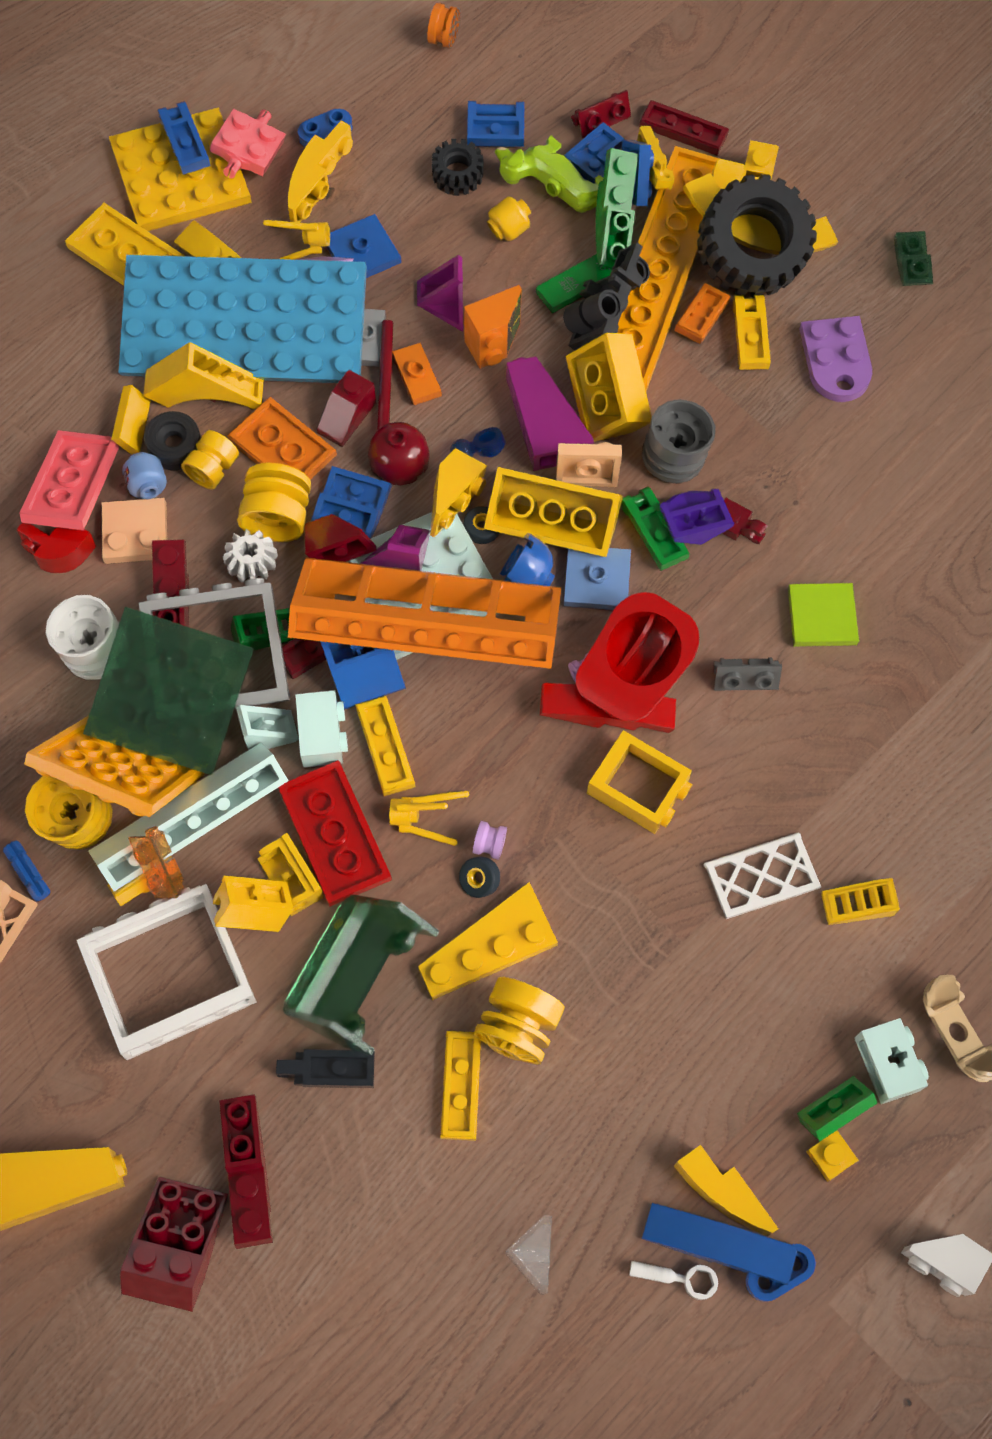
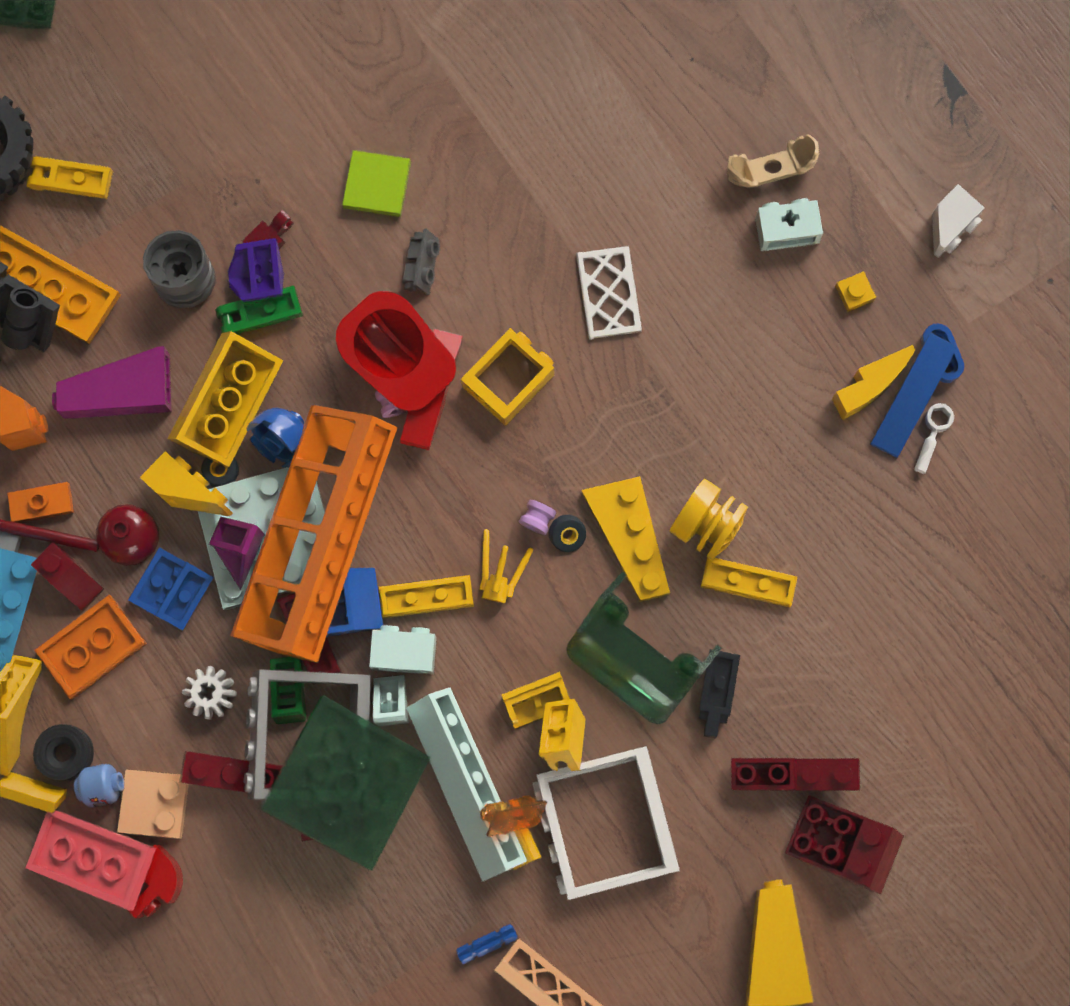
camera: 75 degrees left, 10 degrees up
(51, 811) = (460, 899): yellow wheel -> none
(82, 634) = (249, 861): white wheel -> none
(110, 770) = (419, 845): light orange plate -> none
(211, 457) = (100, 721): yellow wheel -> none
(274, 501) = (157, 657): yellow wheel -> none
(334, 833) = (503, 654): red plate -> none
(336, 540) = (214, 608): dark red slope -> none
(485, 443) = (135, 454): clear blue plate -> none
(532, 1254) = (899, 545): clear slope -> none
(589, 464) = (186, 356): light nougat plate -> none
(596, 579) = (302, 373): medium blue plate -> none
(609, 386) = (106, 320): yellow slope -> none
(702, 313) = (38, 218): orange plate -> none
(837, 353) = (112, 107): medium lavender plate -> none
(837, 1108) = (820, 277): green plate -> none
(889, 895) = (645, 191): yellow slope -> none

